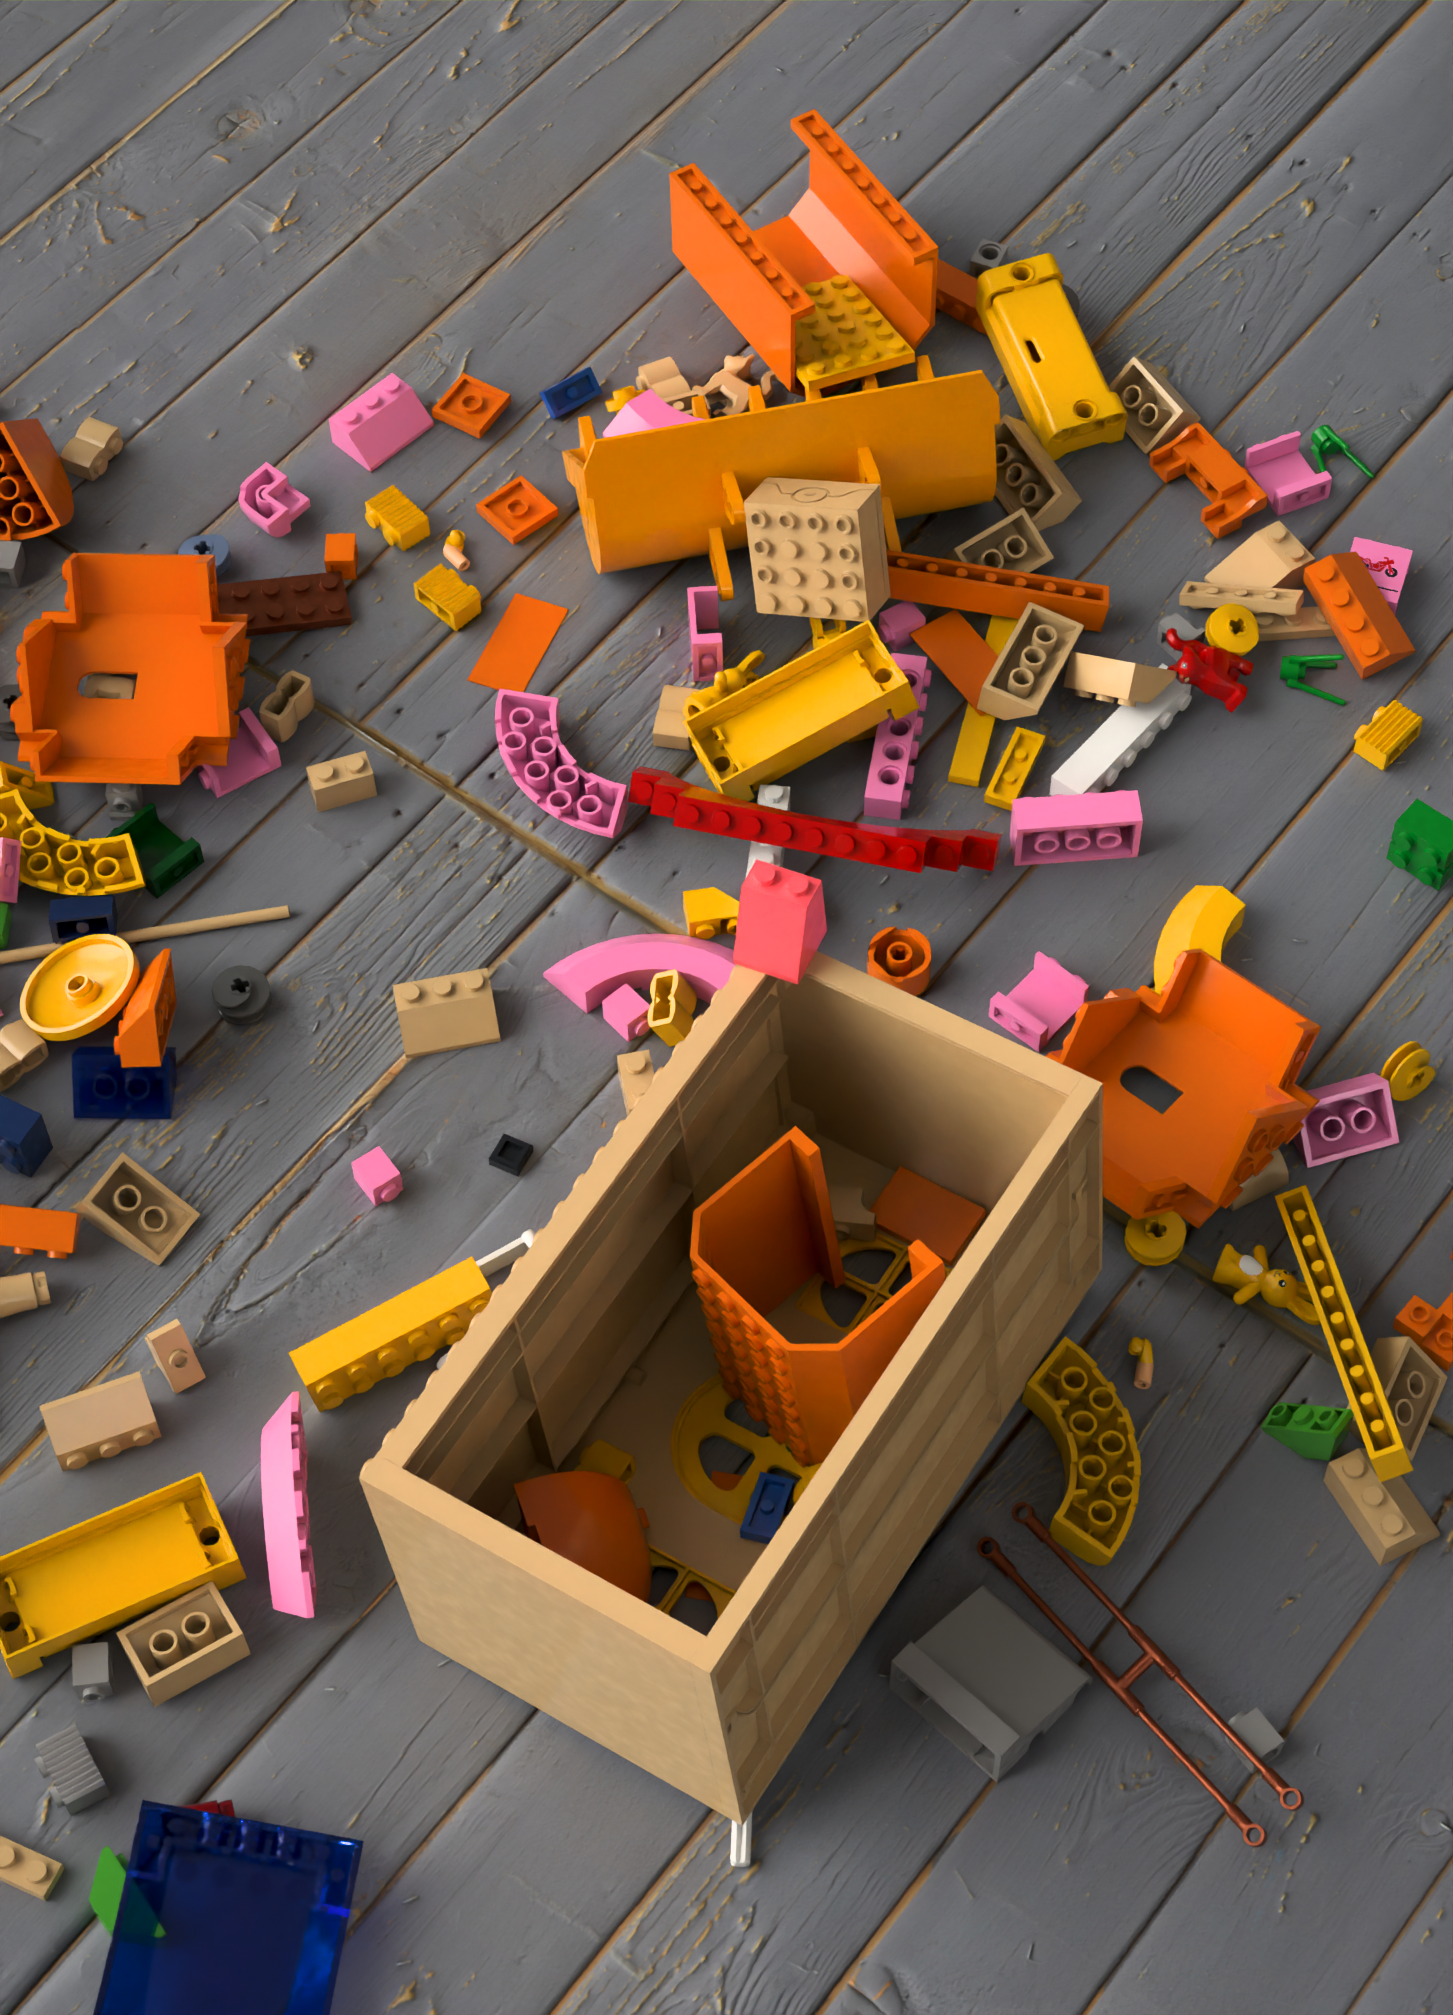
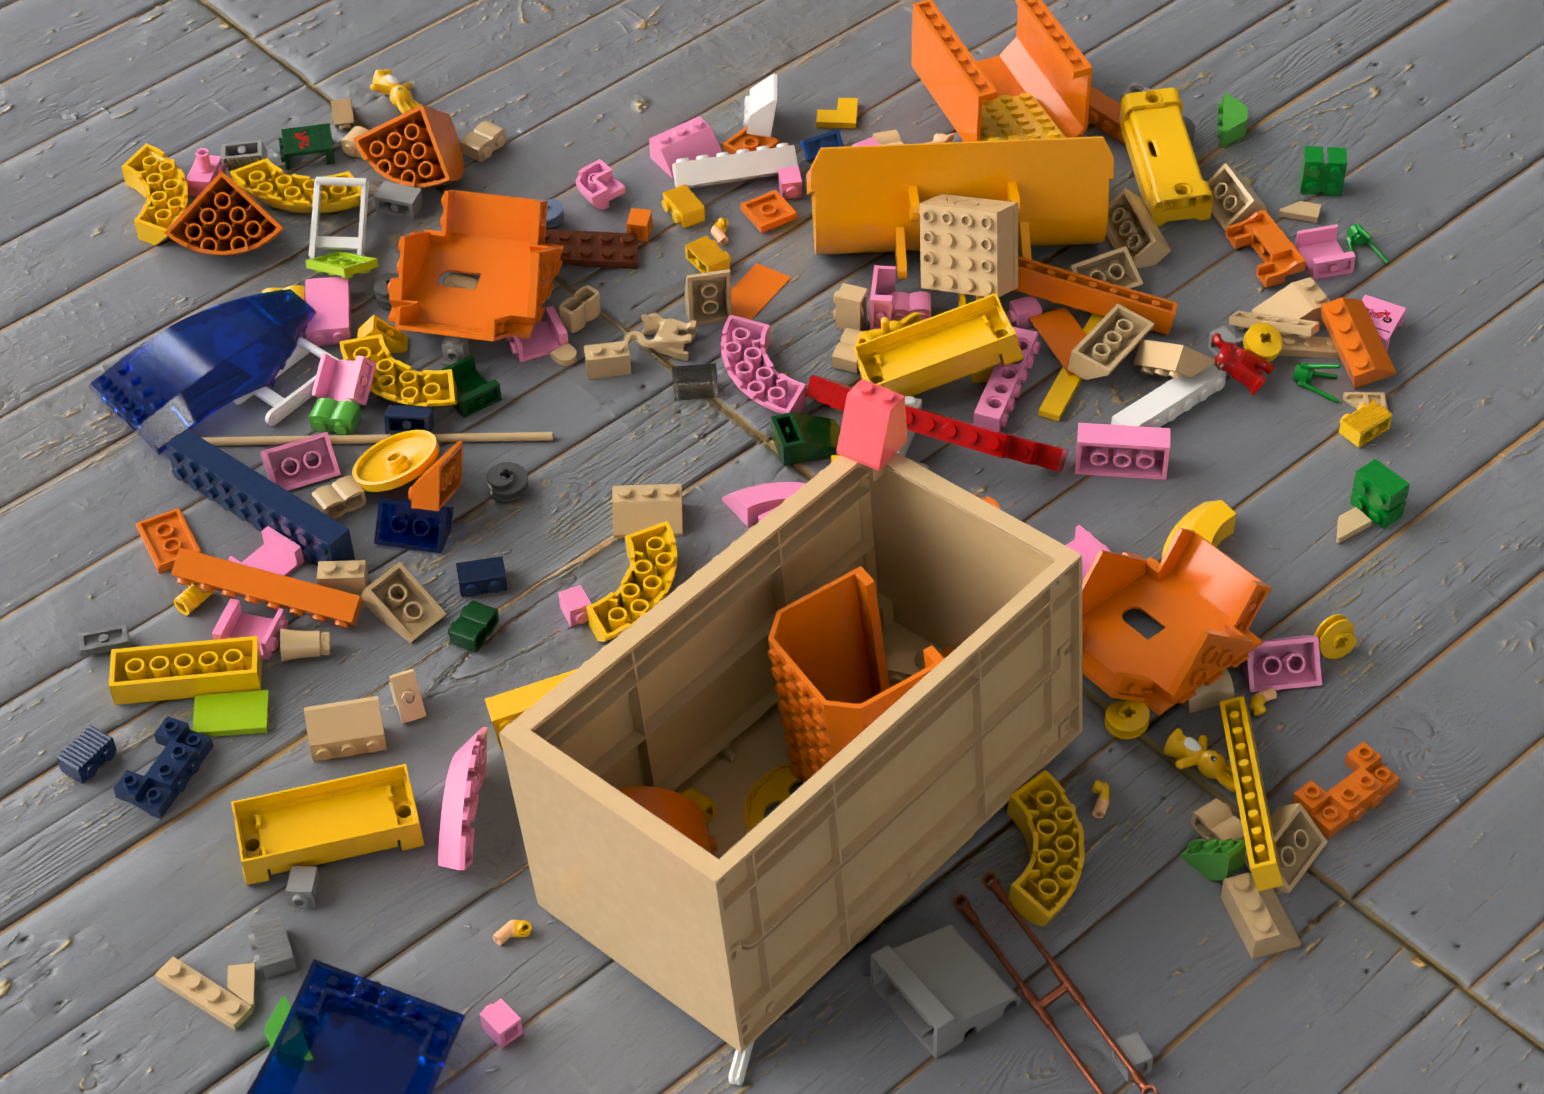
camera: 10 degrees right, 10 degrees down
(40, 1829) = (242, 982): none -> tan tile
(44, 1182) = (345, 576): none -> tan brick
(183, 1643) = (370, 877): tan slope -> none
(237, 1150) = (481, 576): none -> dark blue brick
(242, 1229) = (473, 626): none -> dark green brick
(278, 779) = (564, 355): none -> tan tile
(395, 1686) = (513, 928): none -> arm
(408, 1832) = (501, 1023): none -> bright pink brick
(418, 735) = (669, 337): none -> tan animal
(457, 447) = (733, 167): none -> white brick
(465, 668) = (708, 297): none -> tan slope
(467, 1133) = (646, 582): none -> yellow brick
(470, 799) = (695, 382): none -> clear smoke brick
(477, 346) = (761, 107): none -> white slope
(538, 460) = (790, 182): none -> bright pink brick
(589, 344) = (843, 117): none -> yellow tile
(641, 866) = (804, 437): none -> dark green slope
(663, 654) = (850, 307): none -> tan brick
(745, 636) = (905, 304): none -> bright pink brick
(1014, 768) = (1088, 409): yellow plate -> none
(1125, 279) = (1232, 121): none -> bright green slope
(1245, 411) = (1301, 211): none -> tan tile
(1256, 356) = (1321, 176): none -> green piece
(1305, 1378) = (1217, 822): none -> tan brick
(1322, 1179) = (1259, 699): none -> yellow arm
(1381, 695) = (1358, 398): none -> tan tile
(1395, 891) = (1351, 524): none -> tan tile

